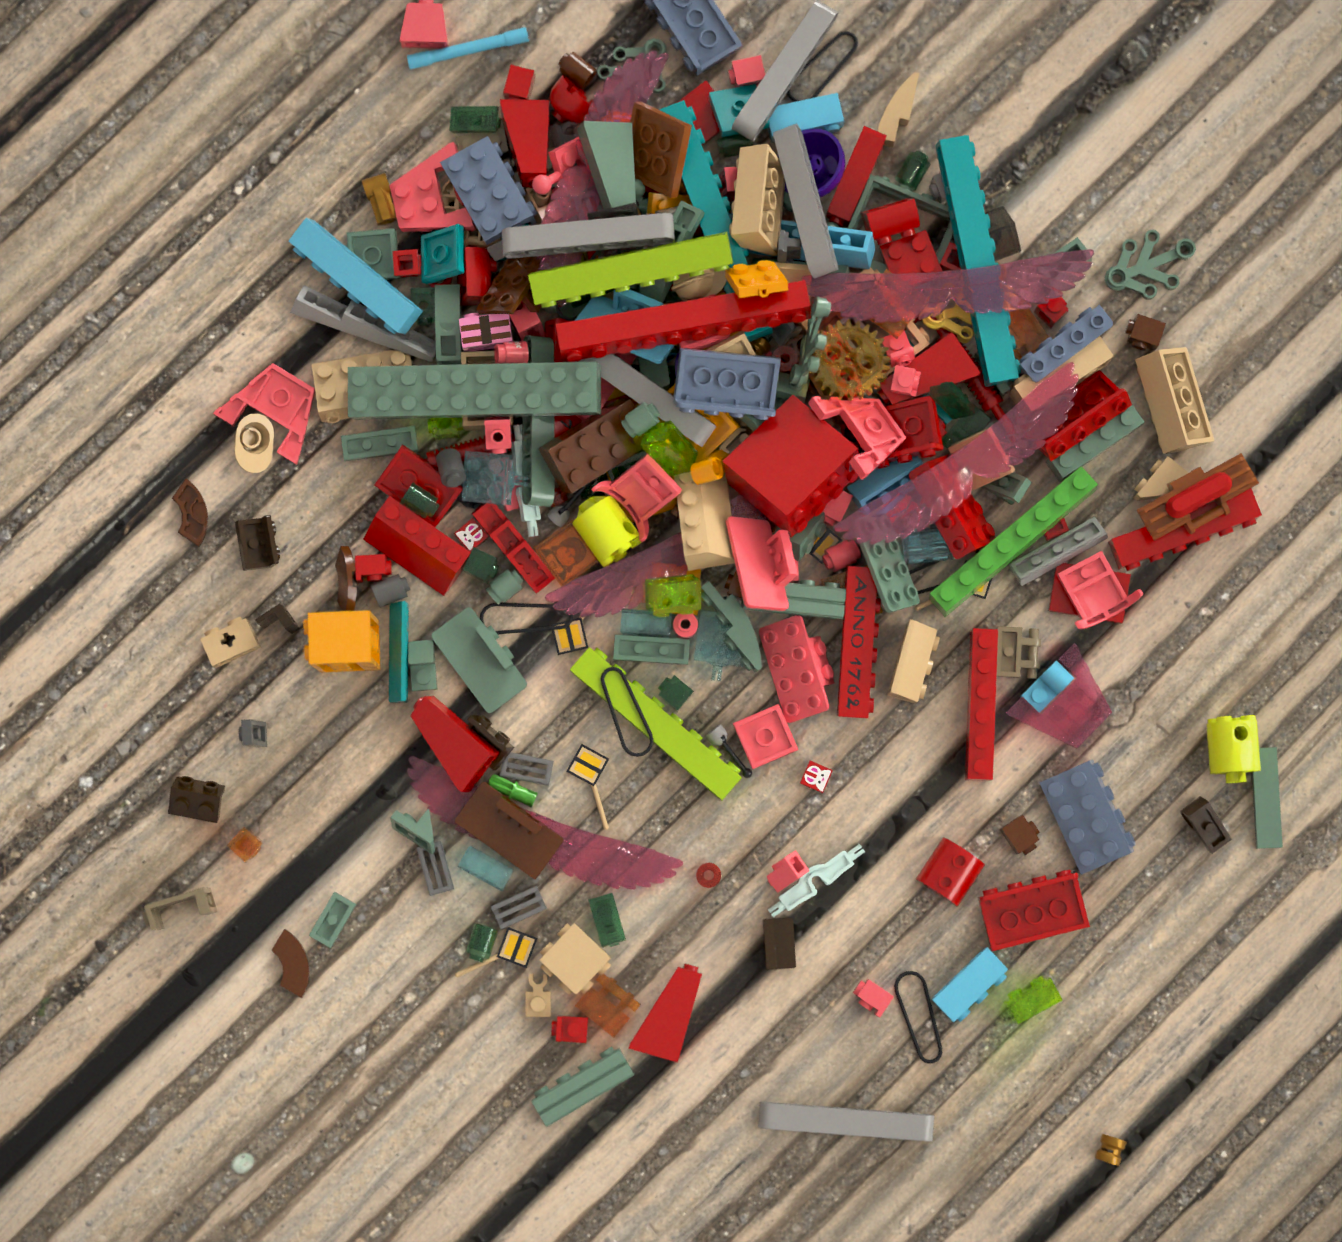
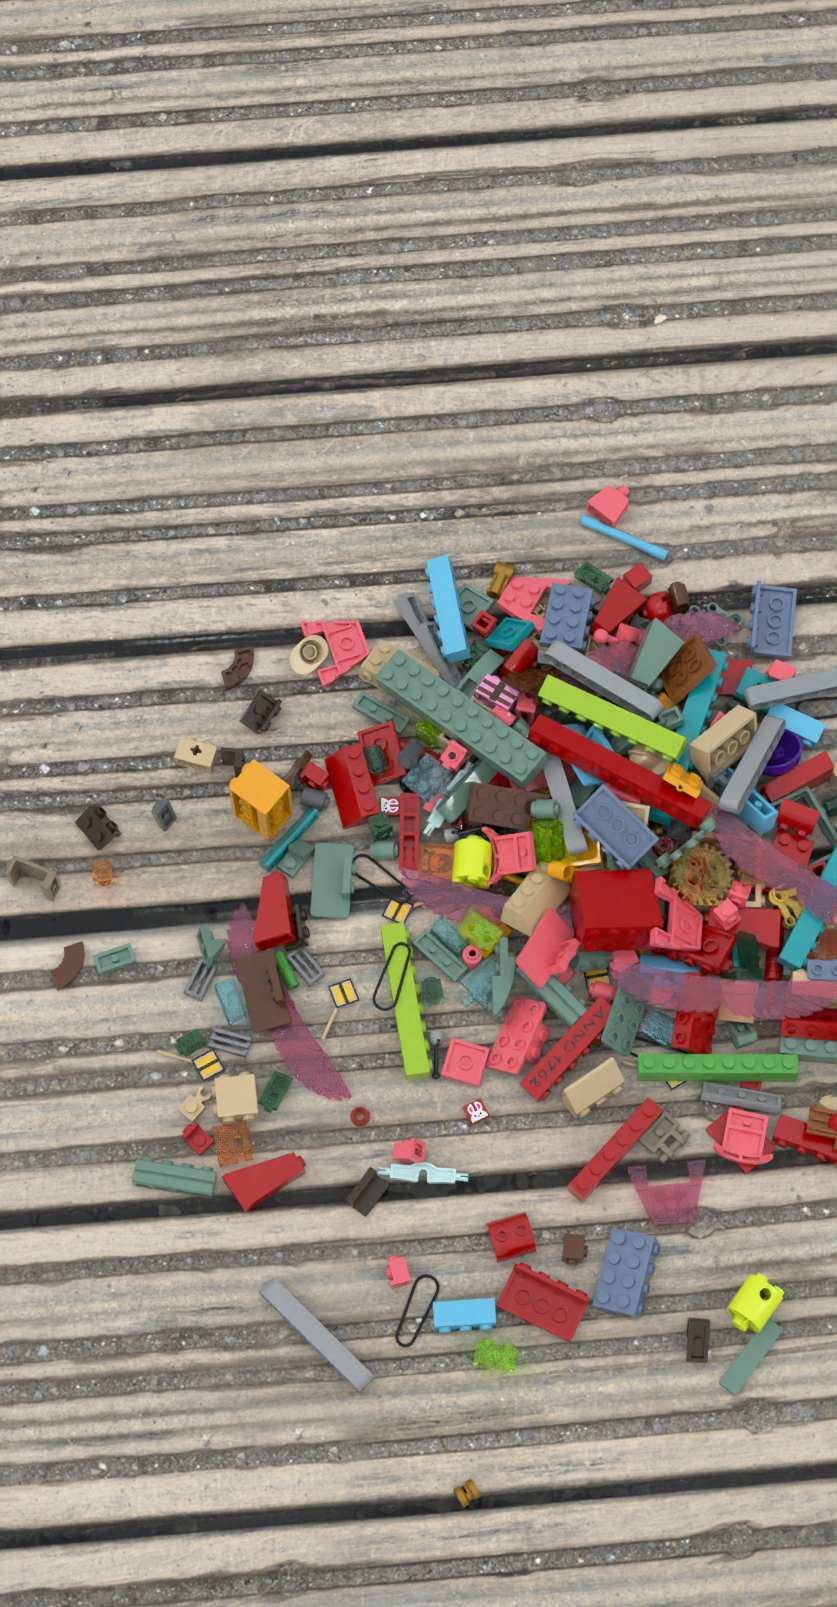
camera: 40 degrees right, 15 degrees down
(1048, 686) = (669, 1173): medium azure plate -> none

